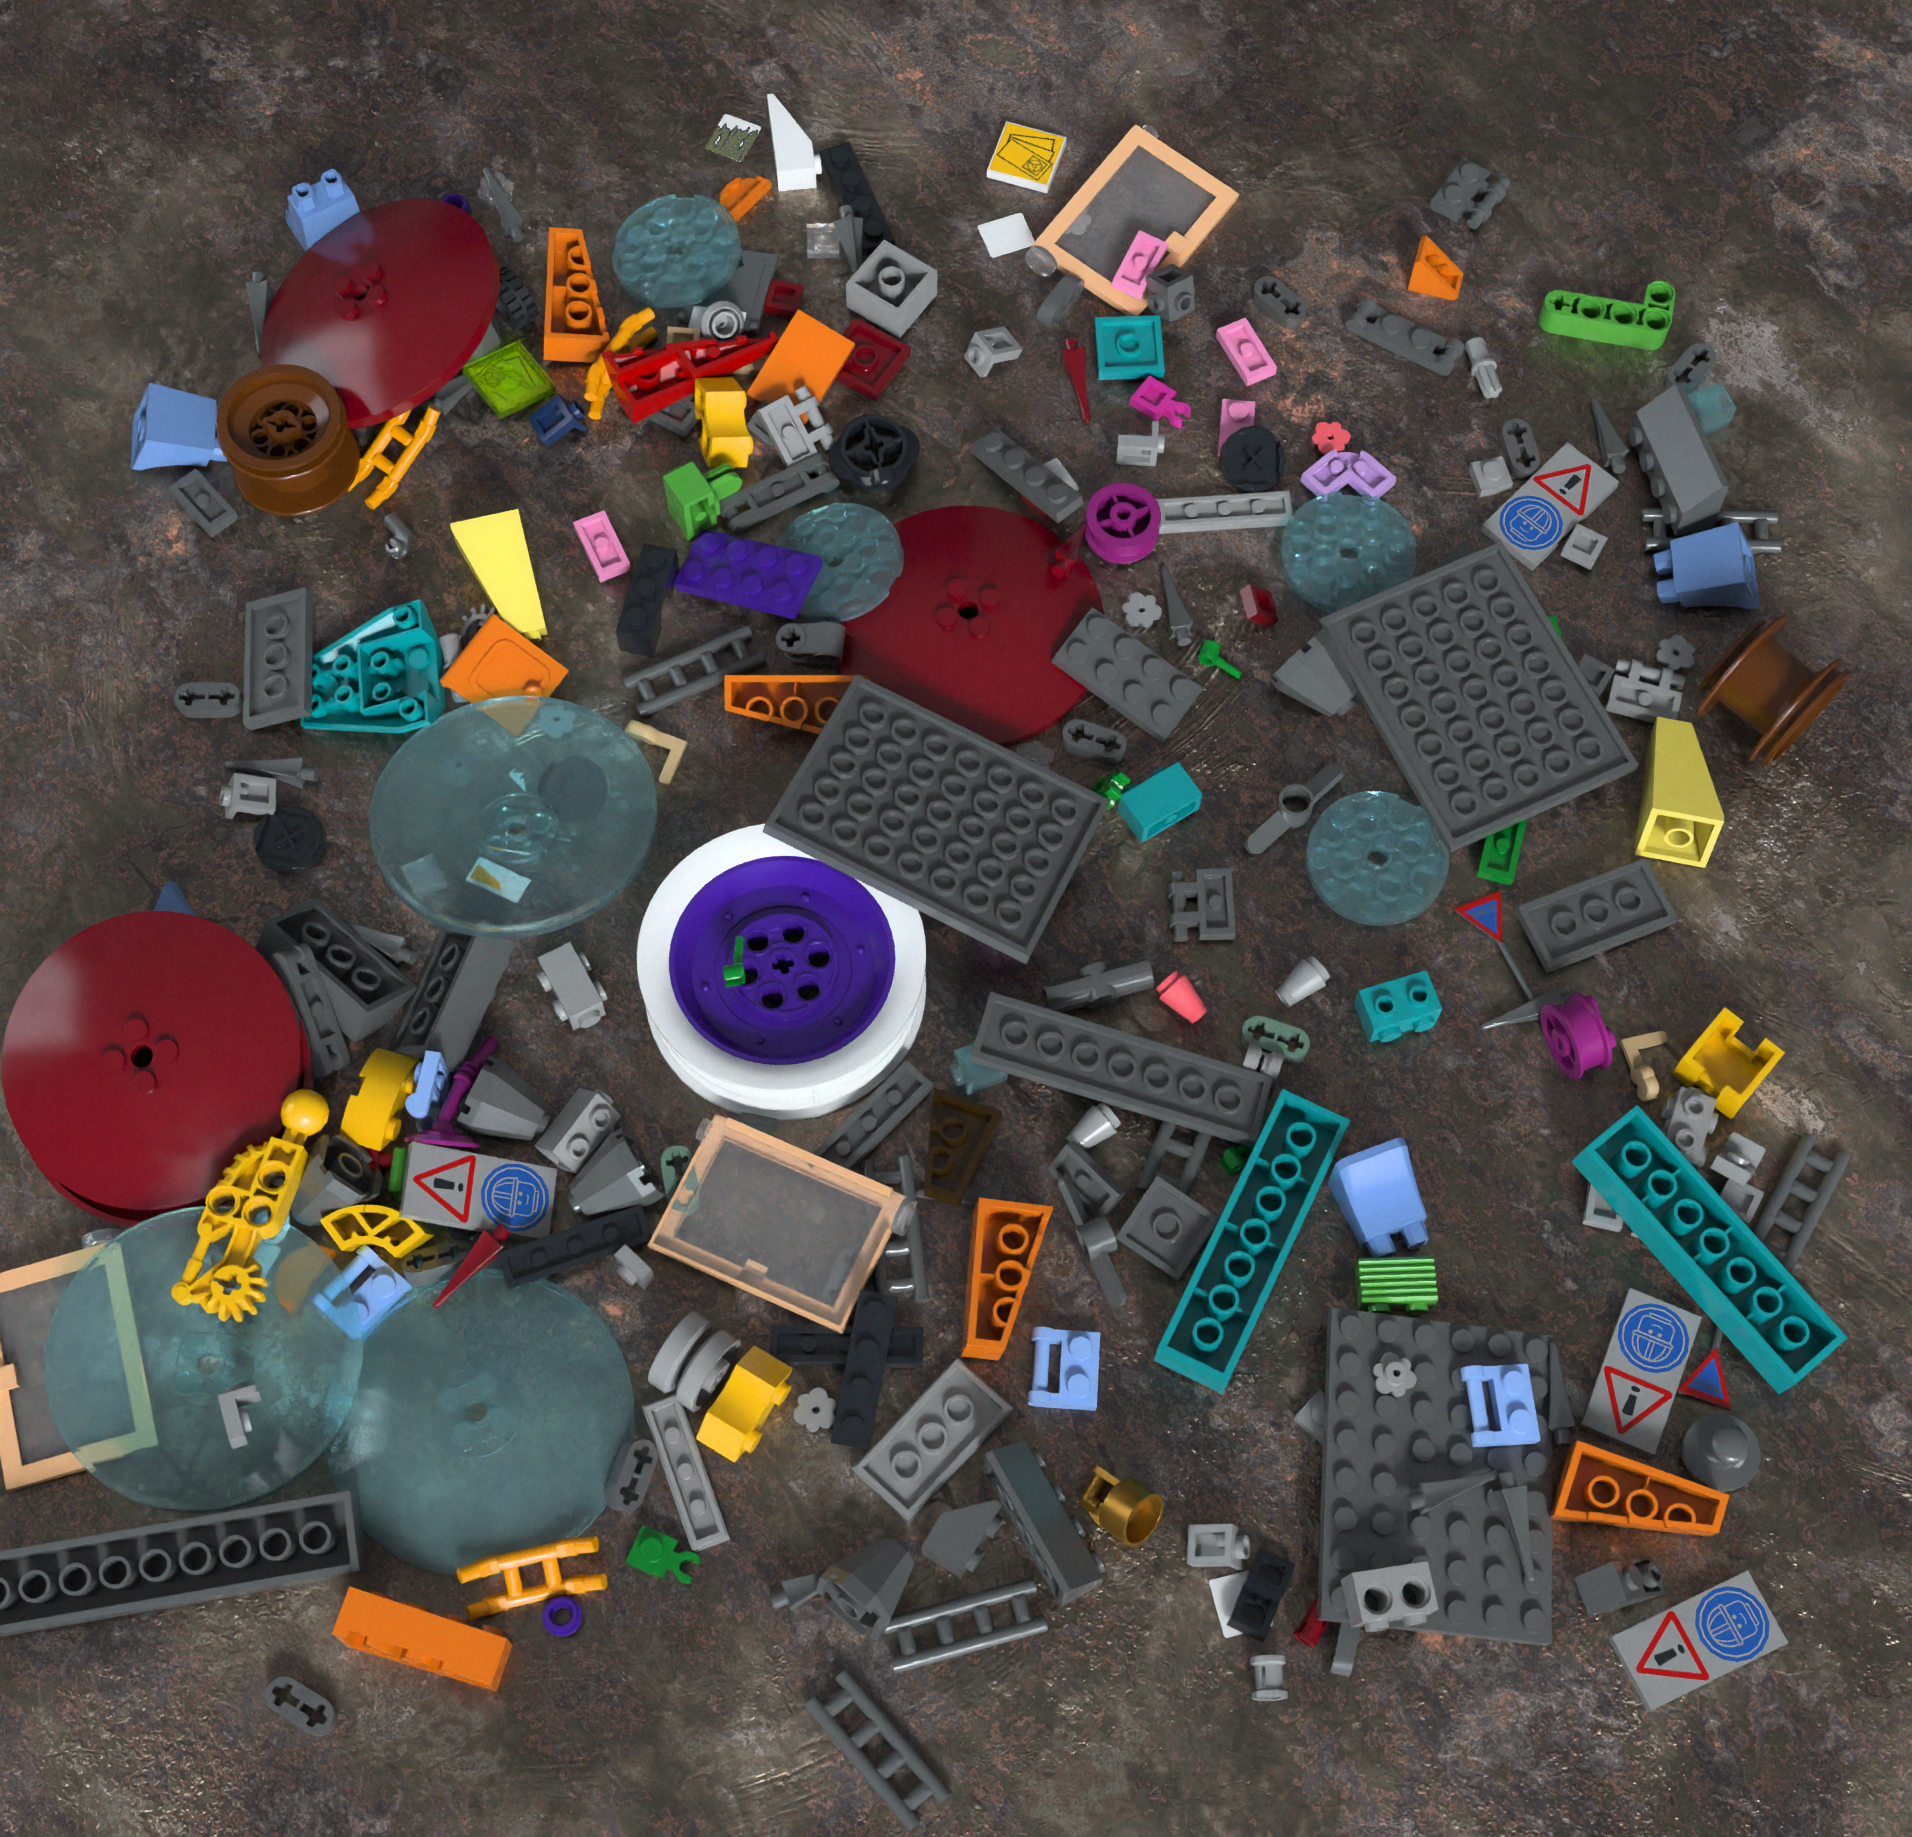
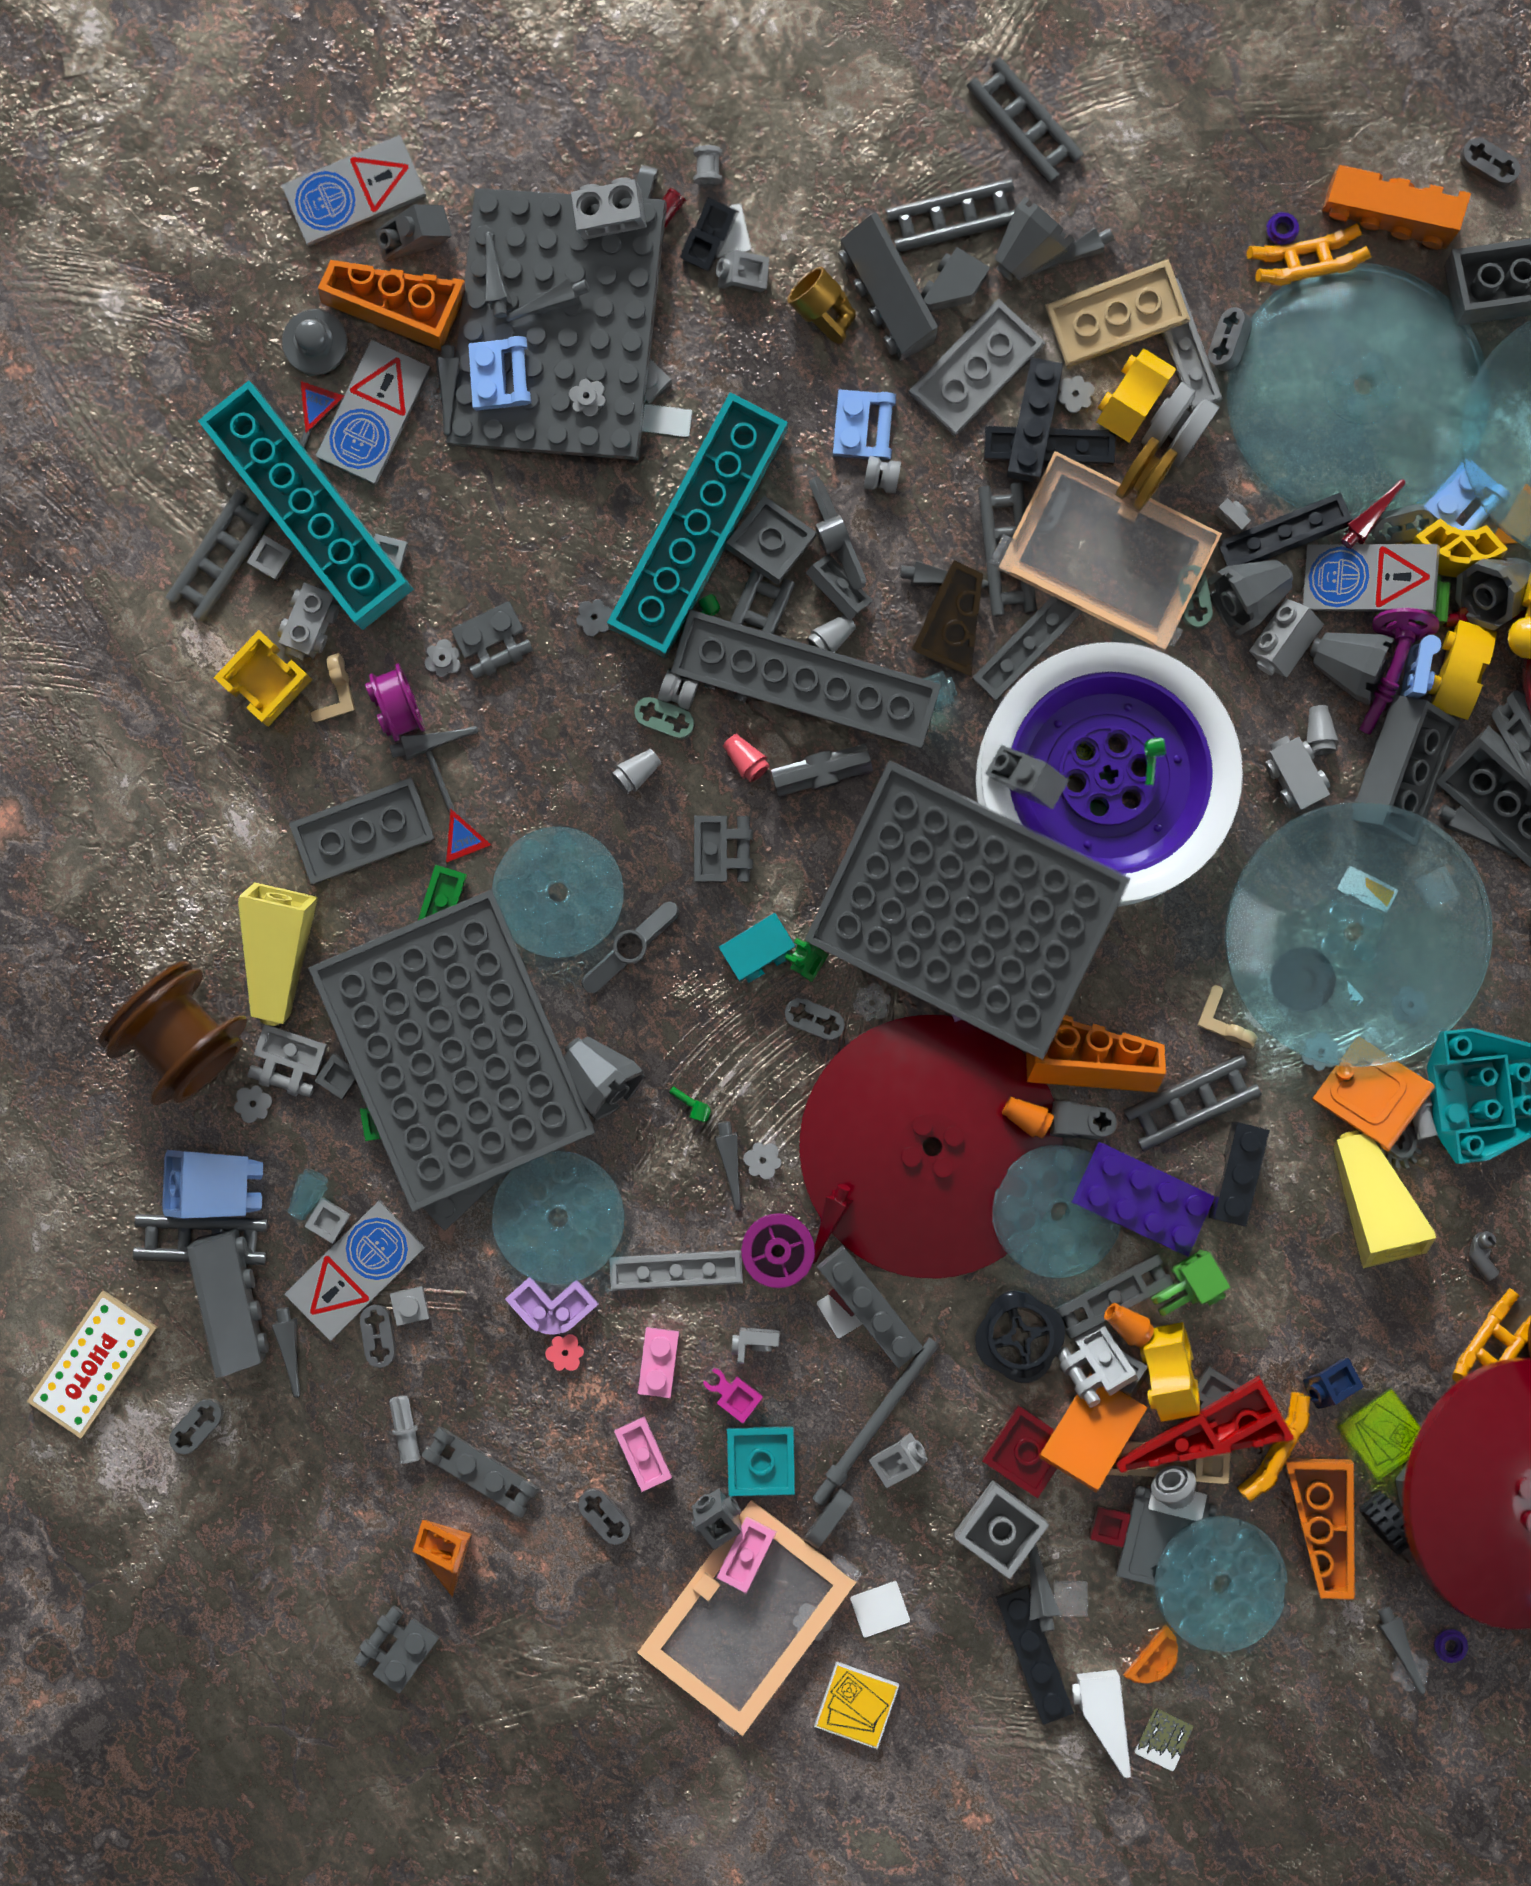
camera: 175 degrees left, 20 degrees up
(542, 1036) = (1321, 731): none -> light grey cone
(602, 546) = (1285, 1238): bright pink plate -> none
(657, 1553) = (1207, 277): green plate -> none
(736, 1290) = (1146, 473): none -> pearl gold wheel
(763, 461) = (1129, 1325): none -> orange cone
(765, 1504) = (1117, 313): none -> tan tile
(867, 639) = (1028, 1116): none -> orange cone
(876, 936) = (1027, 776): none -> dark grey slope
(999, 1267) = (917, 508): orange wedge -> none
(1041, 1306) = (889, 476): none -> light grey wheel
(1050, 341) = (838, 1473): none -> dark grey bar
(1075, 368) = (816, 1442): dark red piece -> none
(1127, 675) = (781, 1083): dark grey plate -> none
(1252, 460) = (645, 1322): black tile -> none
(1258, 605) = (649, 1158): dark red plate -> none
(1296, 1373) = (667, 420): none -> white sticker
(1363, 1137) = (589, 609): none -> flat silver plant
(1380, 1198) = (583, 560): medium blue hips -> none
(1396, 1284) = (576, 487): bright green brick -> none
(1398, 1007) = (551, 742): teal brick -> none
(1479, 1130) = (488, 631): none -> dark grey plate
(1527, 1110) = (450, 664): none -> light grey plant
(1608, 571) = (307, 1192): none -> clear light blue cone
(1610, 319) = (275, 1490): bright green beam -> none
(1713, 407) = (187, 1372): clear light blue brick -> none
(1739, 1158) = (266, 590): light grey bracket -> none
(1801, 421) = (92, 1364): none -> tile

